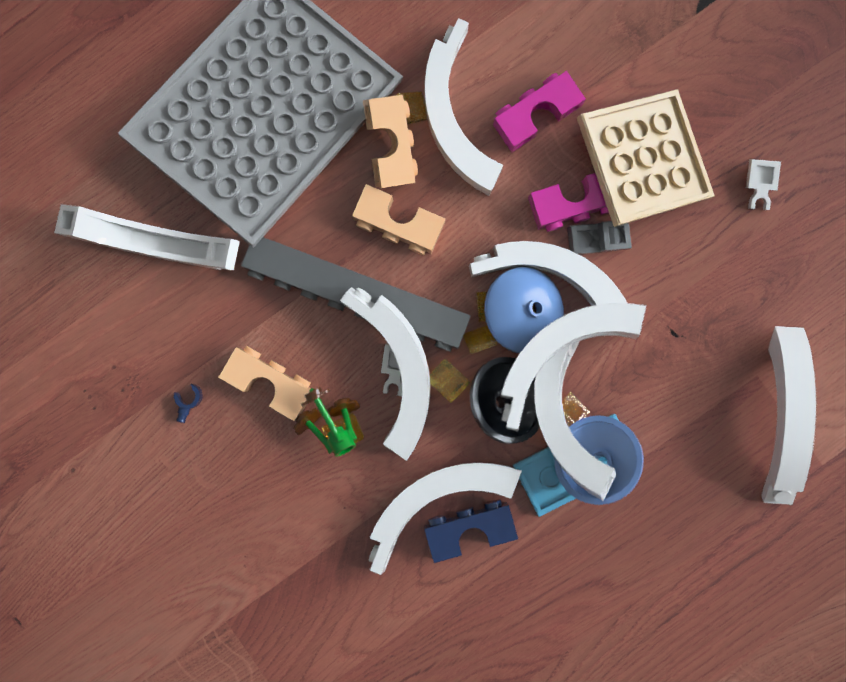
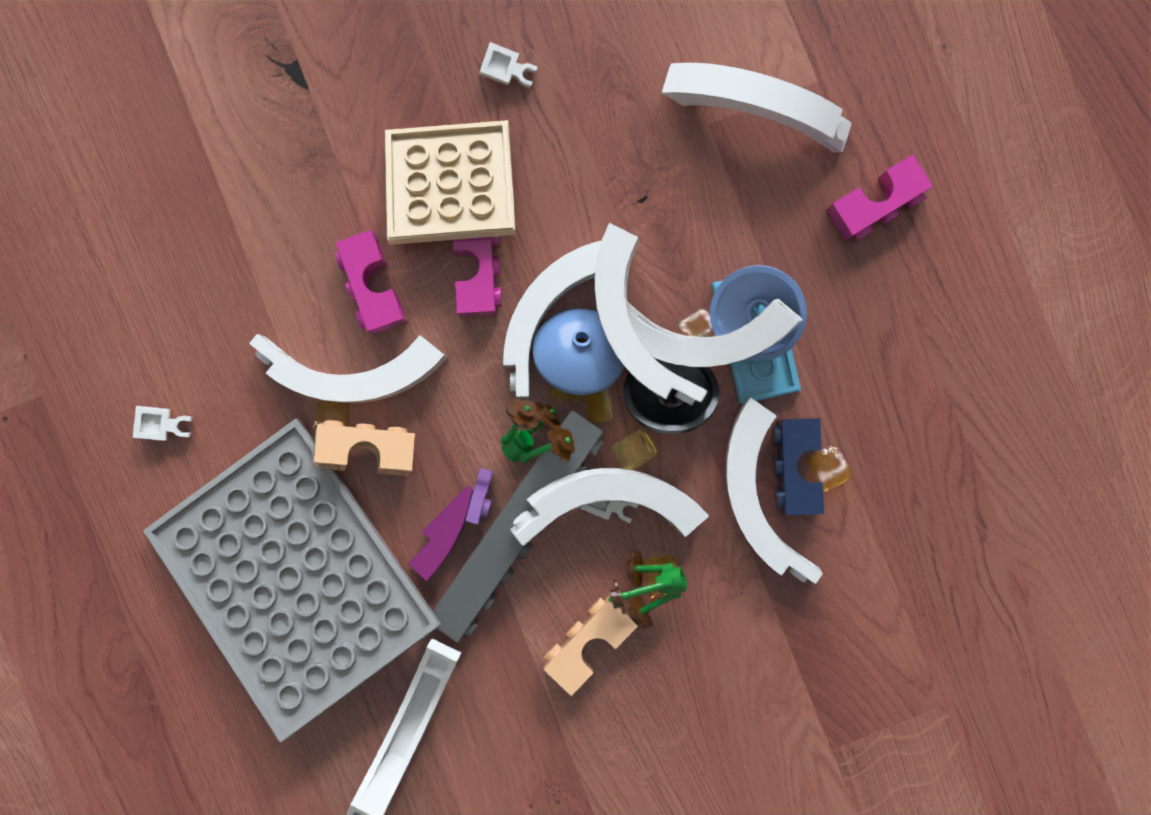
camera: 70 degrees left, 0 degrees up
(184, 408) = (594, 740): dark blue piece -> none
(332, 230) = (444, 534): none -> magenta slope
(367, 254) = (479, 504): none -> medium lavender plate
(373, 213) = (436, 485): light nougat arch -> none
(427, 276) = (518, 444): none -> plant
(476, 559) = (829, 467): none -> clear yellow slope
(598, 238) = (522, 253): dark grey slope -> none
(748, 565) = (902, 185): none -> dark pink arch

